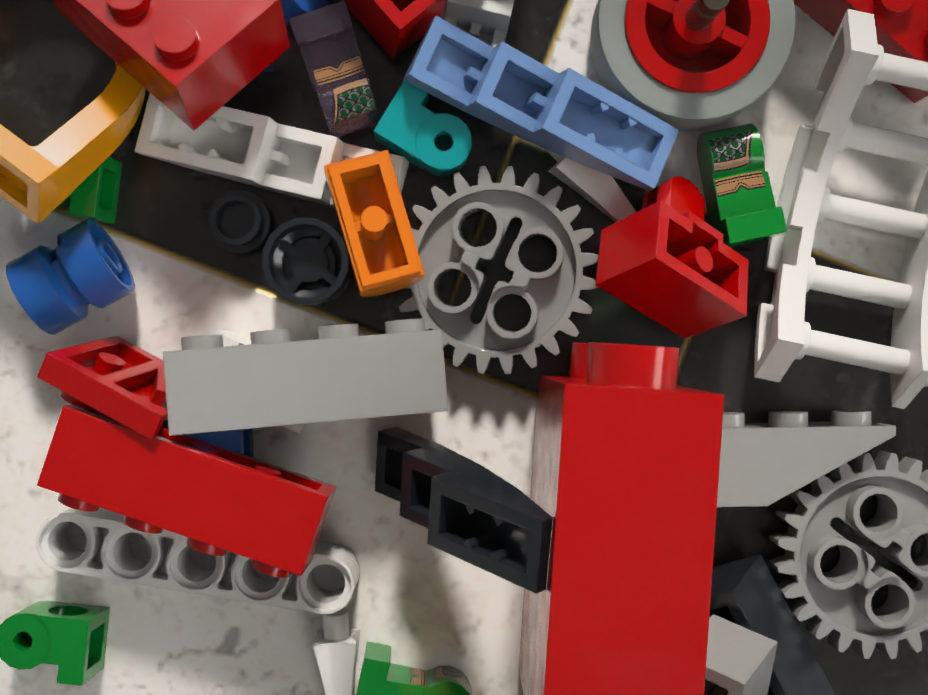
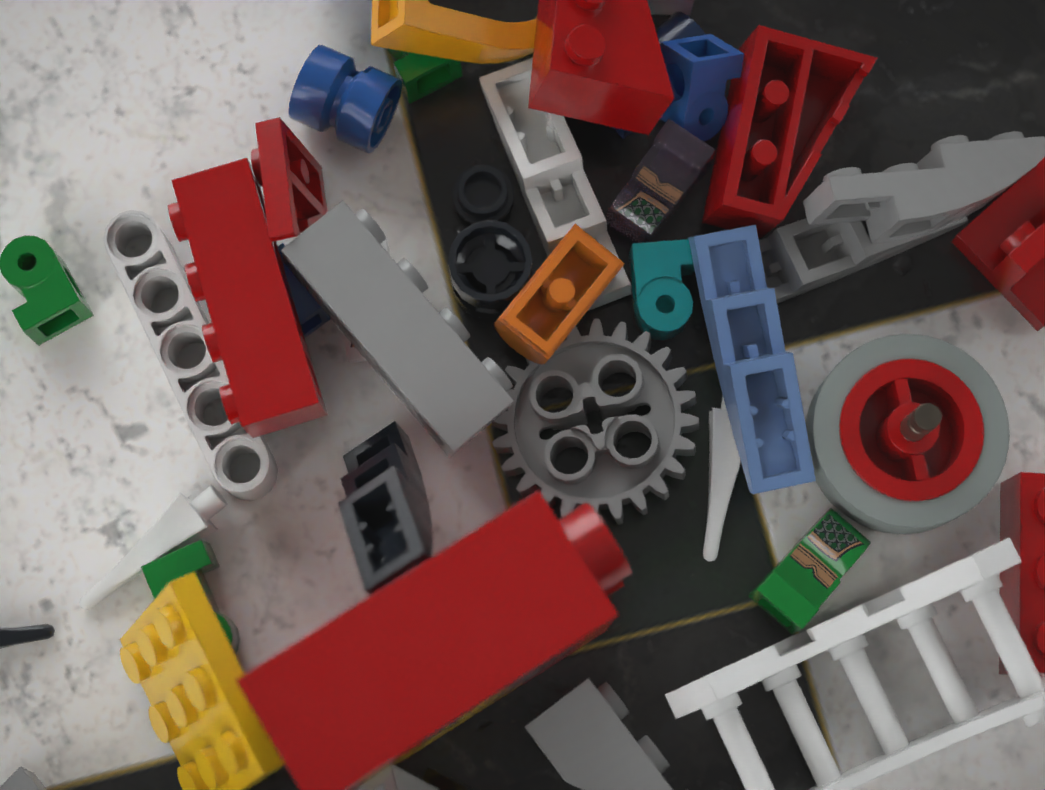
camera: 55 degrees right, 10 degrees down
(673, 263) = (706, 553): red brick -> none

